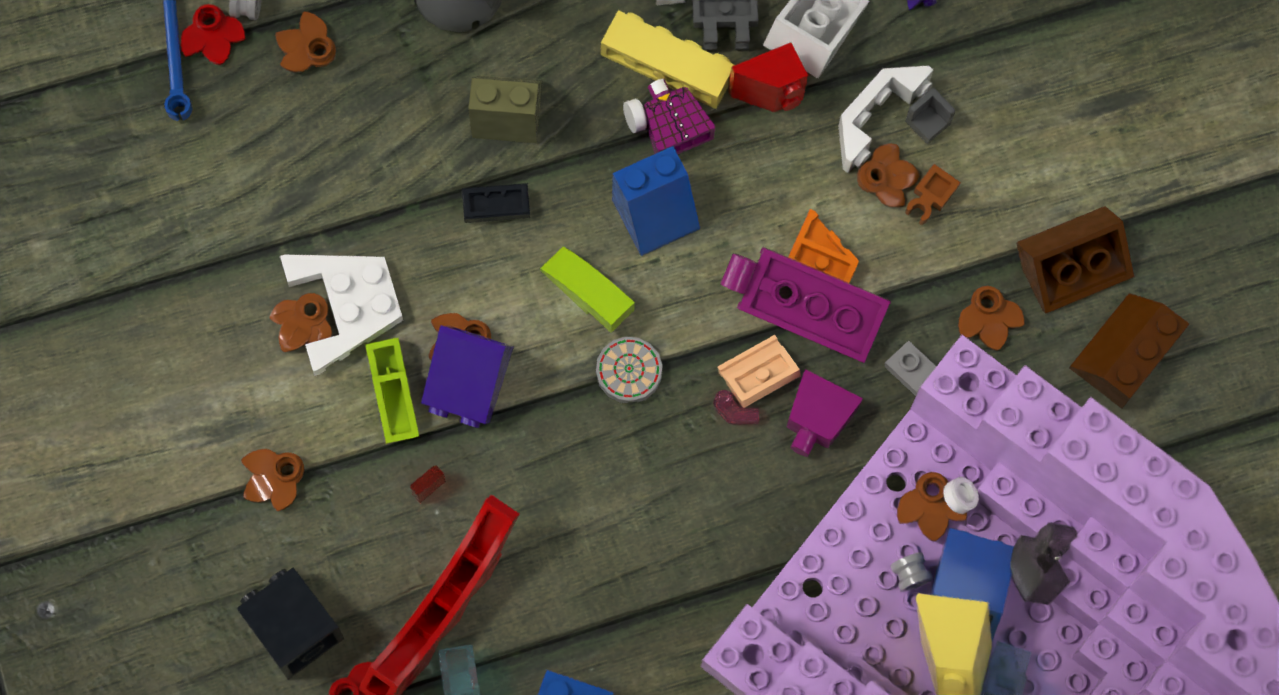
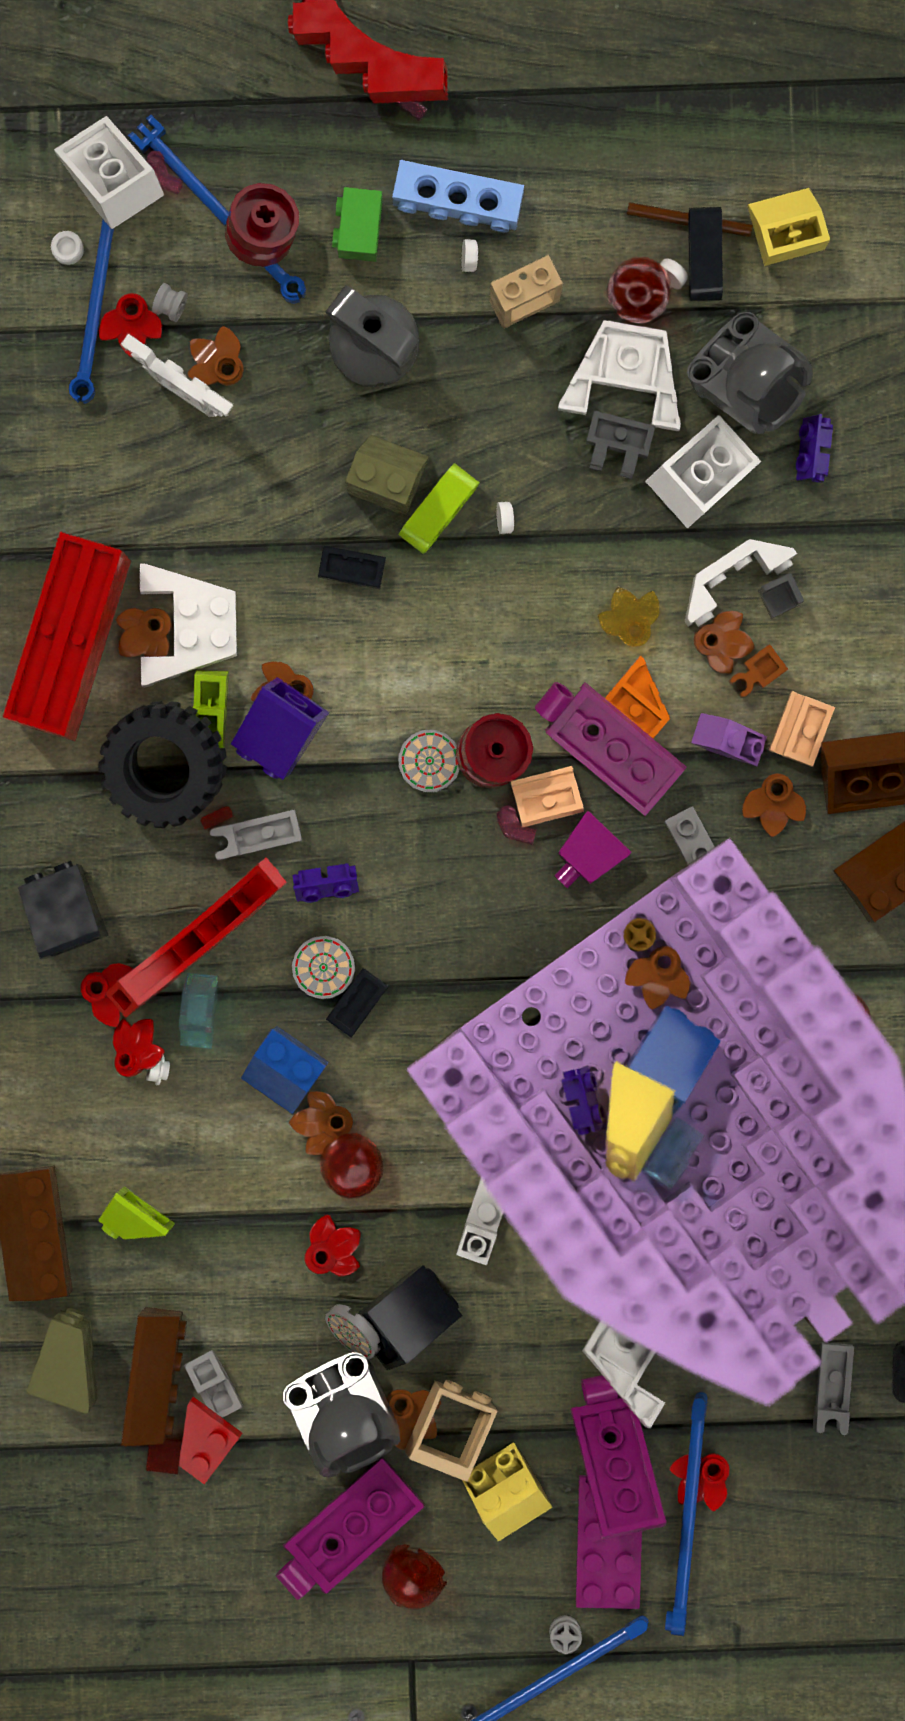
camera: 15 degrees right, 15 degrees up
(225, 340) = (67, 636): none -> red brick
(265, 68) = (172, 377): none -> white wing
(268, 478) = (77, 772): dark orange plate -> none
(311, 447) = (135, 792): none -> black tyre
(472, 489) = (258, 834): none -> light grey plate
(567, 124) = (439, 508): none -> lime beam
(572, 515) = (311, 887): none -> dark purple hinge
(579, 607) = (323, 967): none -> light grey tile
(588, 288) = (413, 674): lime slope -> none
(625, 633) = (357, 1002): none -> black plate
(655, 200) = (498, 612): blue slope -> none
(662, 56) = (551, 469): light yellow brick -> none
(676, 119) = (540, 533): magenta torso -> none
(692, 337) = (501, 734): none -> dark red wheel
(770, 80) = (641, 521): red slope -> none
(785, 174) = (630, 612): none -> clear yellow plate
(901, 461) = (637, 937): none -> pearl gold wheel
(903, 663) = (583, 1088): none -> dark purple hinge
(911, 572) = (621, 1032): light grey wheel -> none
(923, 265) = (729, 739): none -> medium lavender slope
(961, 495) = (687, 977): white tile -> none
(992, 237) = (801, 729): none -> light nougat plate
(1036, 563) = (731, 1063): clear smoke brick -> none

